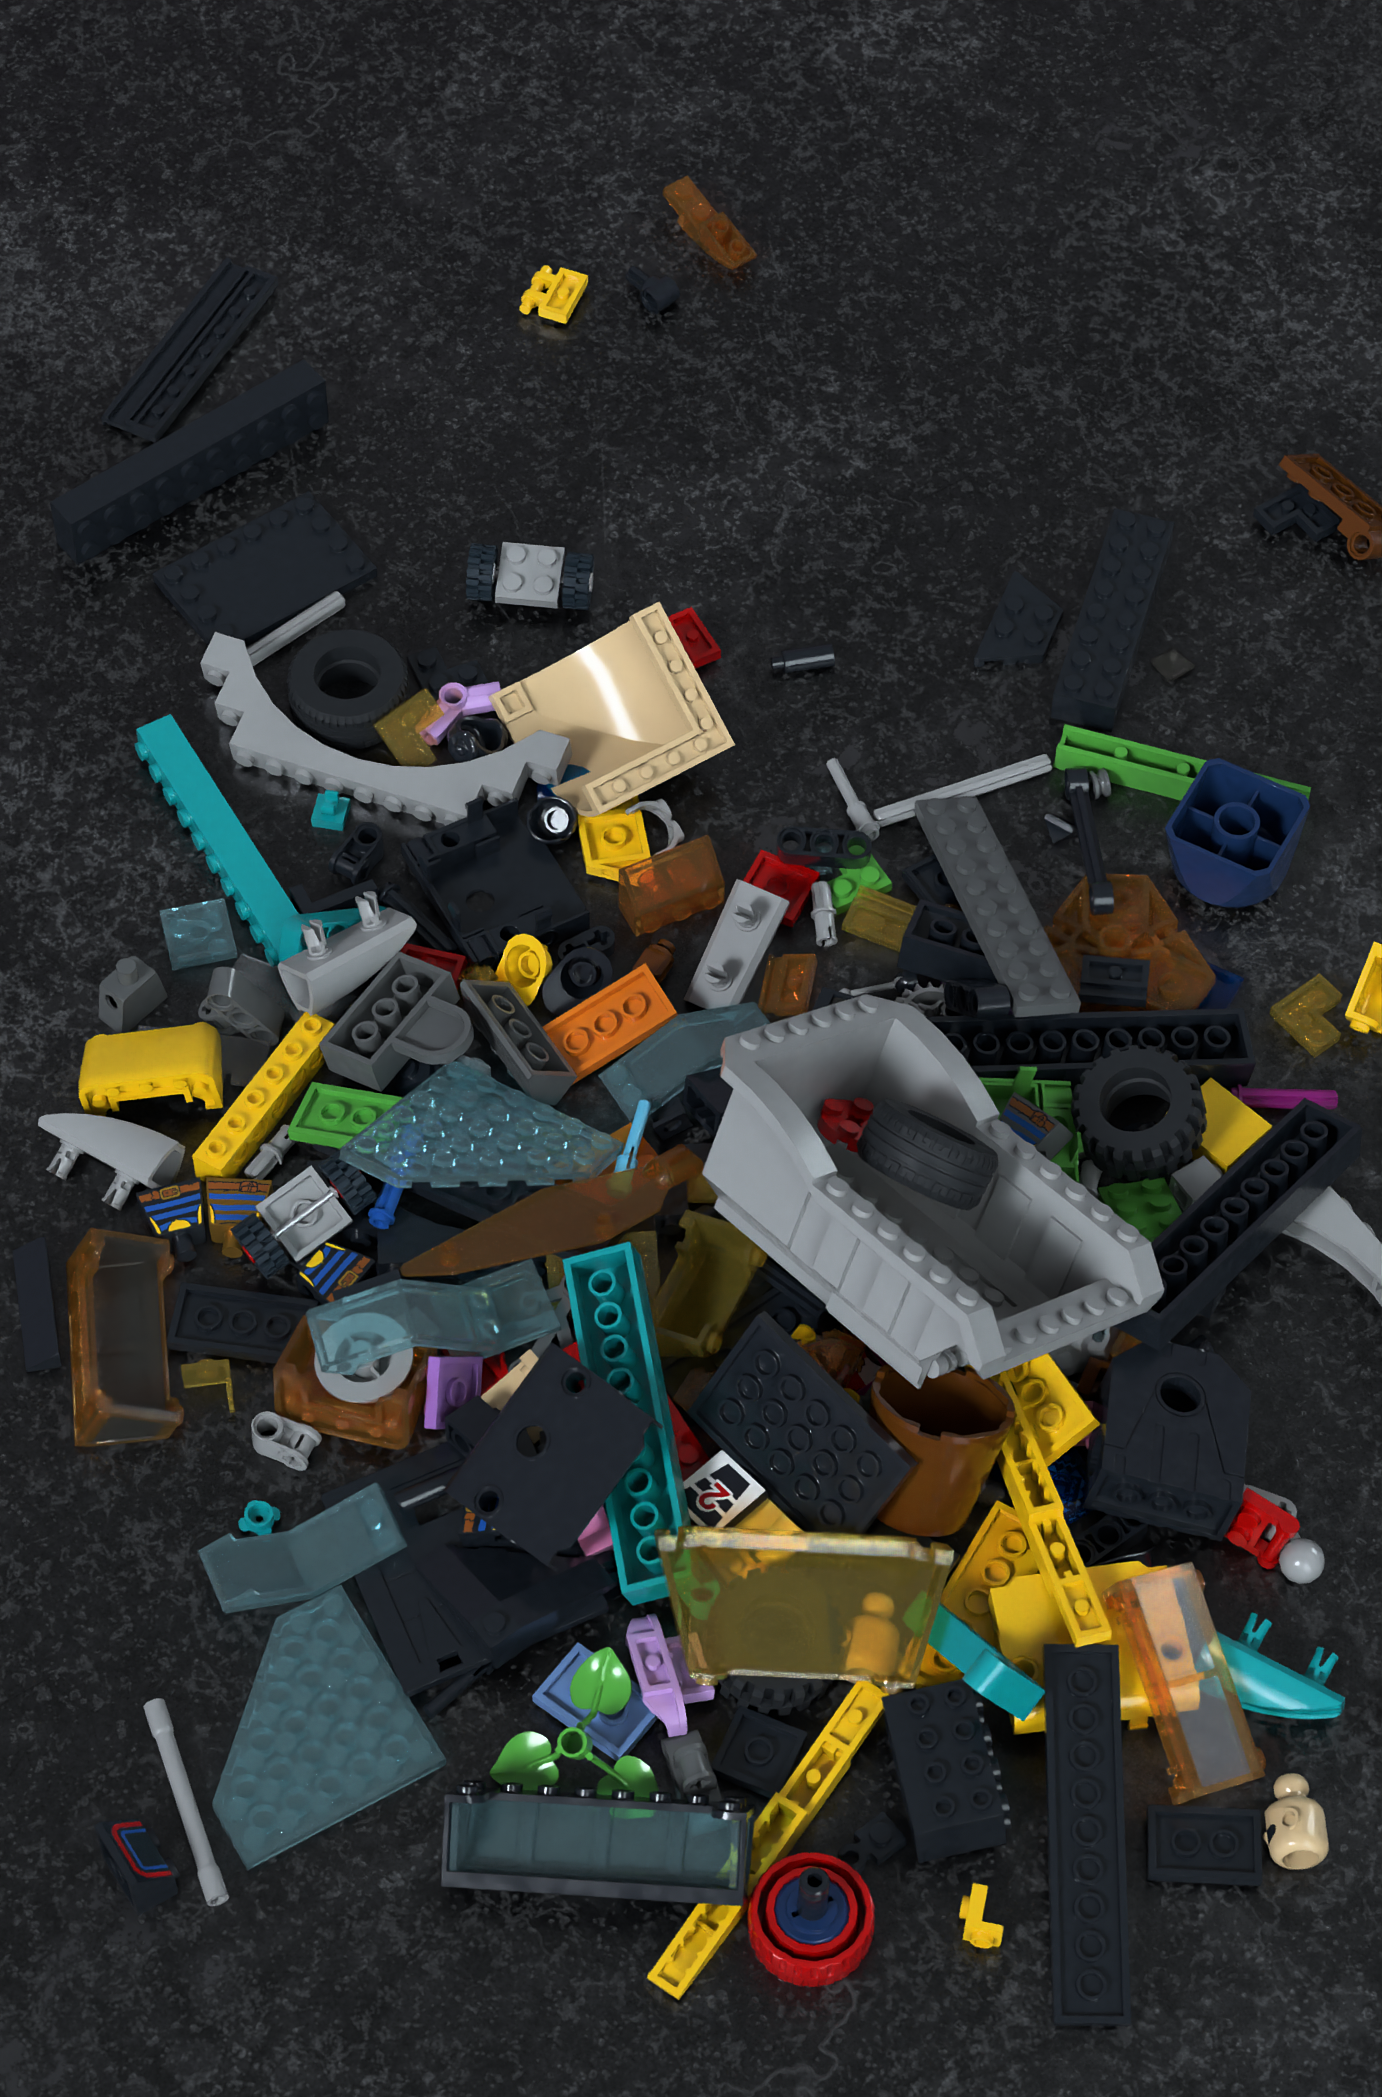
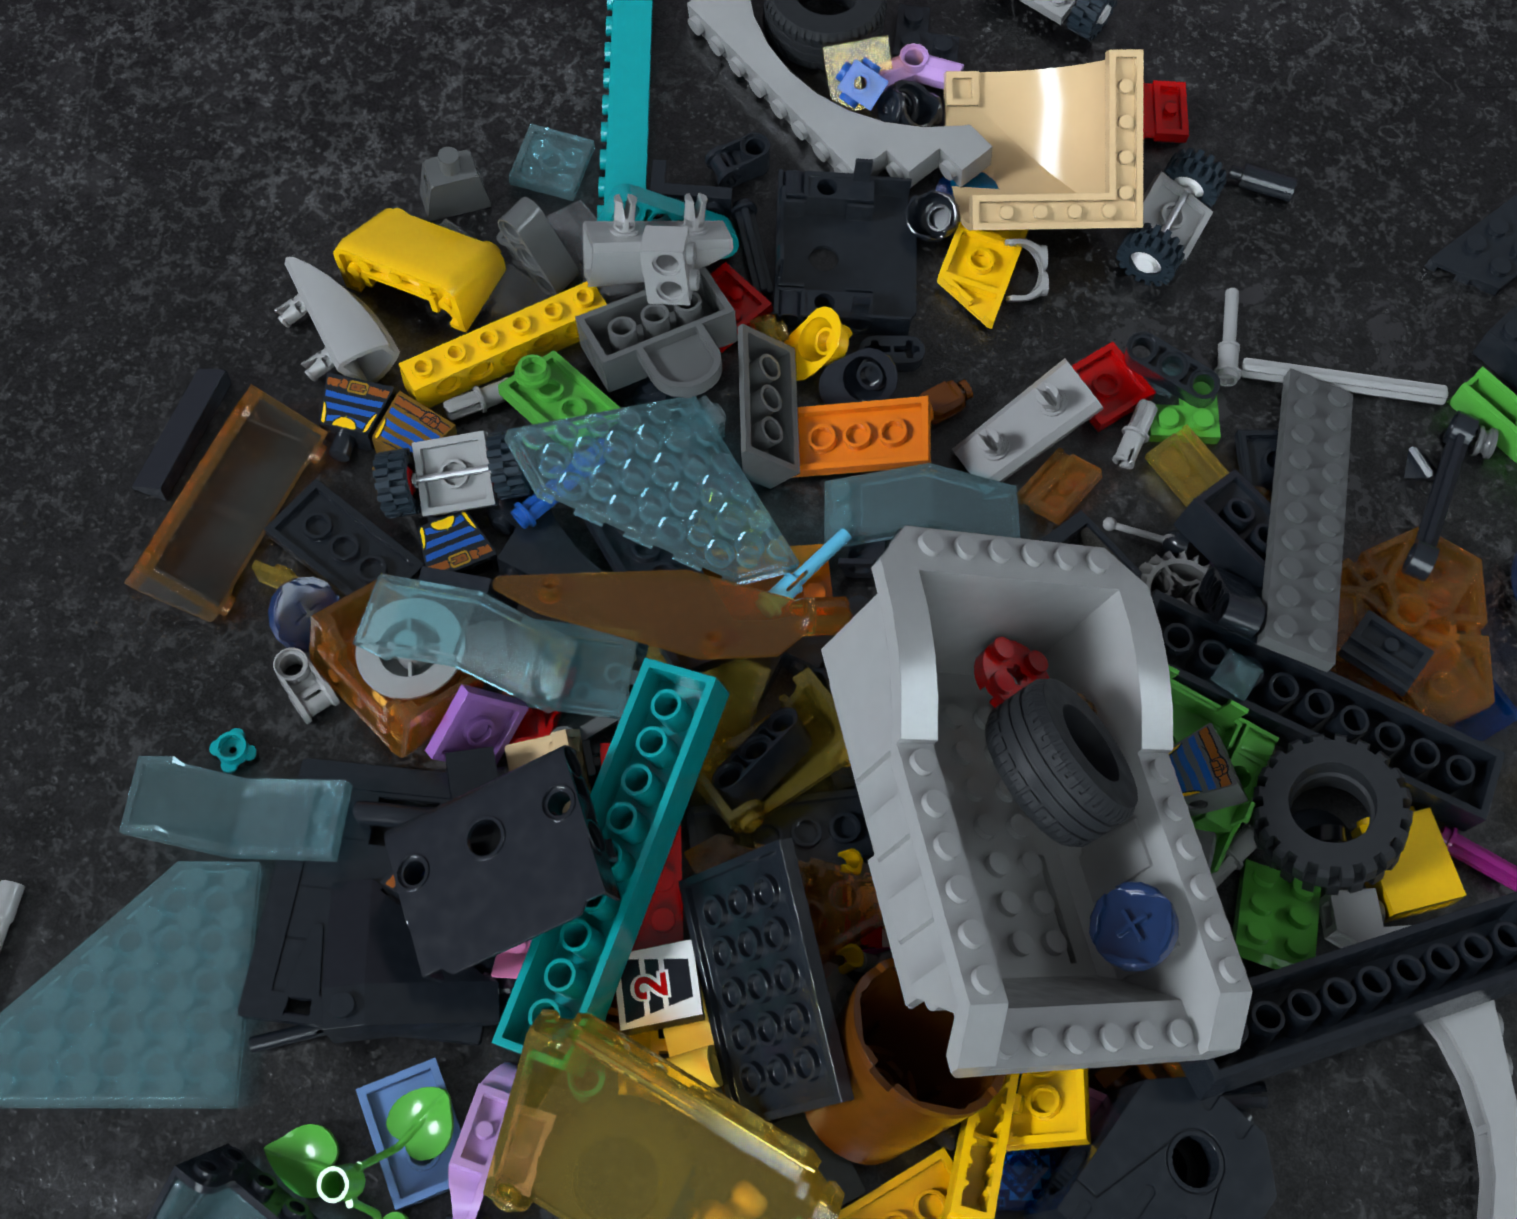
camera: 25 degrees right, 10 degrees up
(247, 1384) = (294, 605): none -> dark blue tile
(311, 1104) = (532, 371): none -> bright green plate
(330, 811) = (742, 110): teal tile -> none
(378, 961) = (669, 265): none -> light grey brick
(438, 740) = (874, 83): none -> brick
(670, 886) = (1003, 333): clear orange slope -> none
(692, 1292) = (763, 758): none -> black beam
(753, 722) = (1173, 216): none -> plate
(1012, 1049) = (1236, 674): none -> clear light blue slope
(1043, 1240) = (1134, 926): none -> dark blue tile

